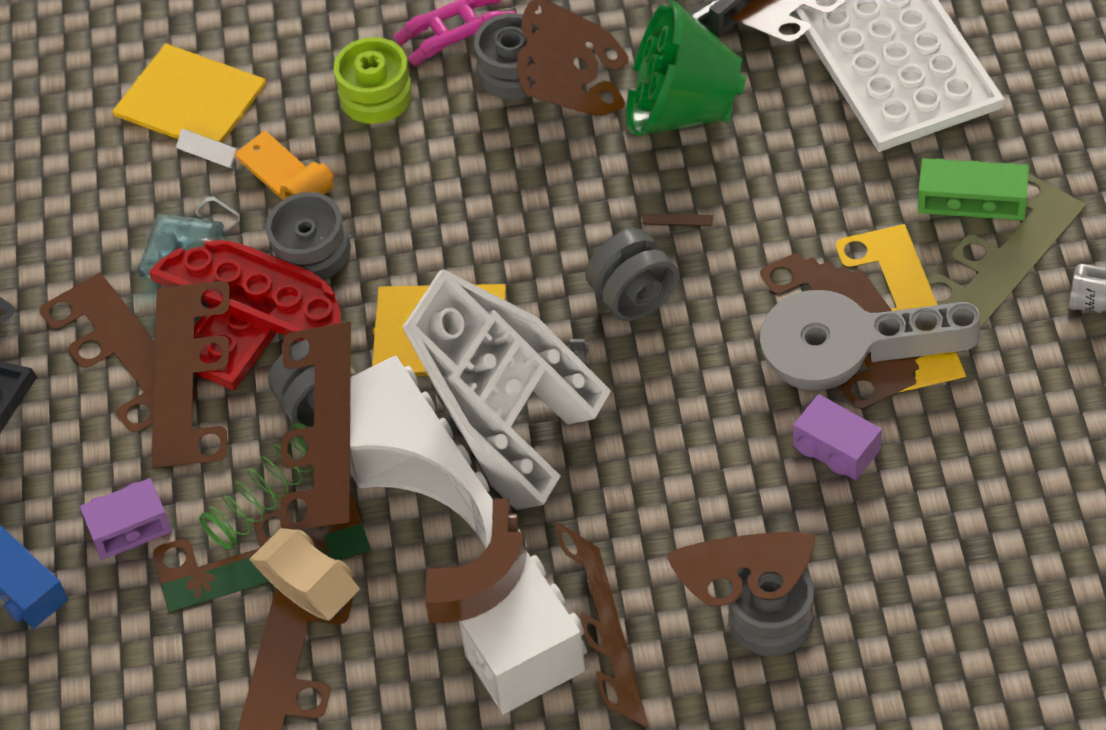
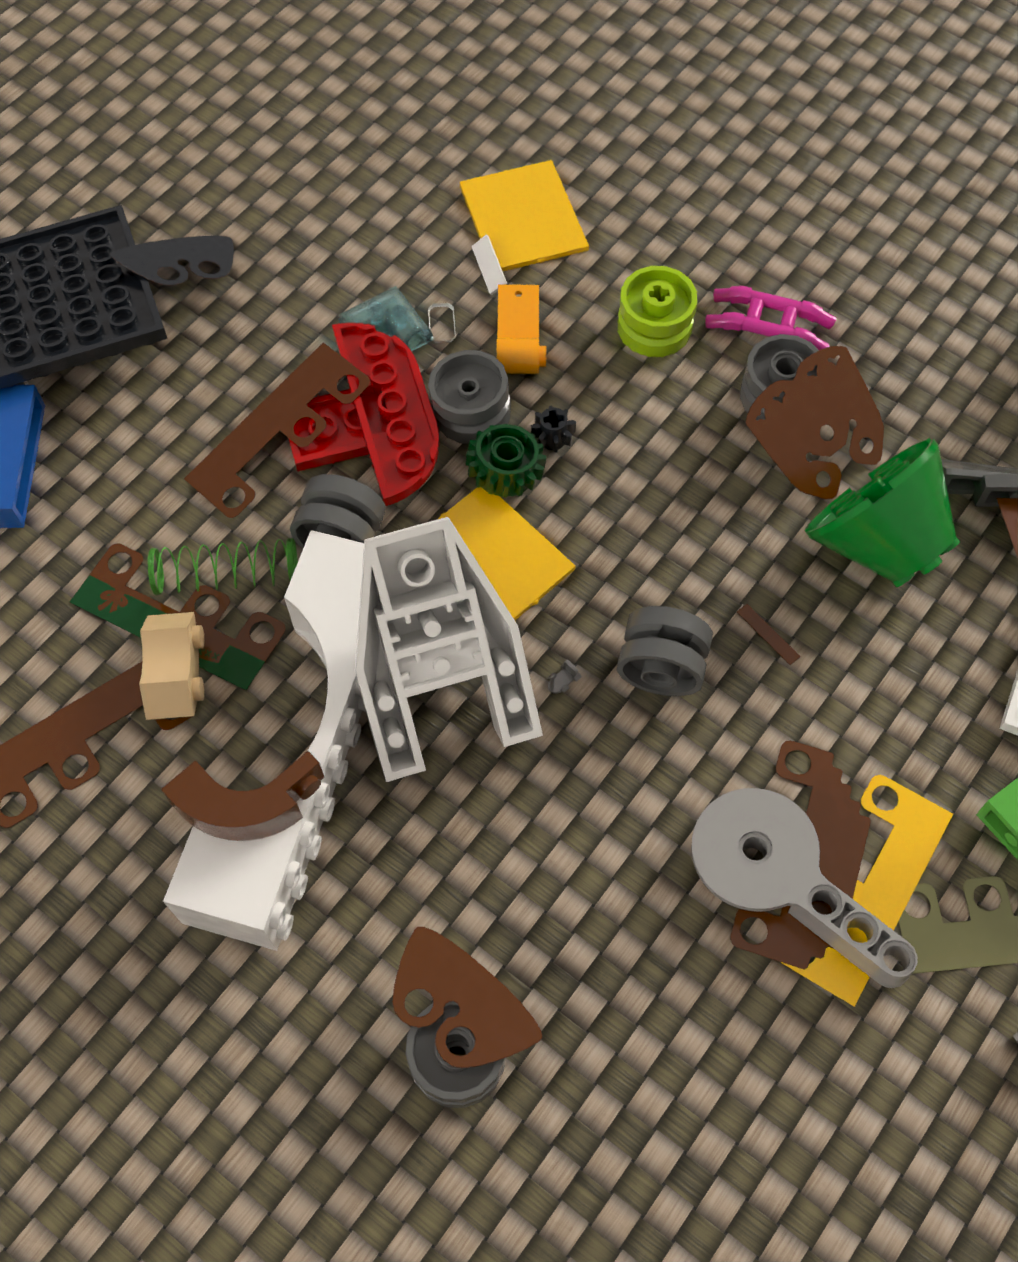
camera: 40 degrees right, 10 degrees up
(116, 332) = (276, 355): reddish brown piece -> none
(125, 518) = (114, 501): medium lavender brick -> none
(330, 437) = (287, 569): reddish brown piece -> none
(381, 257) = (505, 460): none -> dark green gear
(389, 212) = (553, 428): none -> black gear
(609, 628) = (312, 946): reddish brown piece -> none
(836, 437) = (676, 955): medium lavender brick -> none

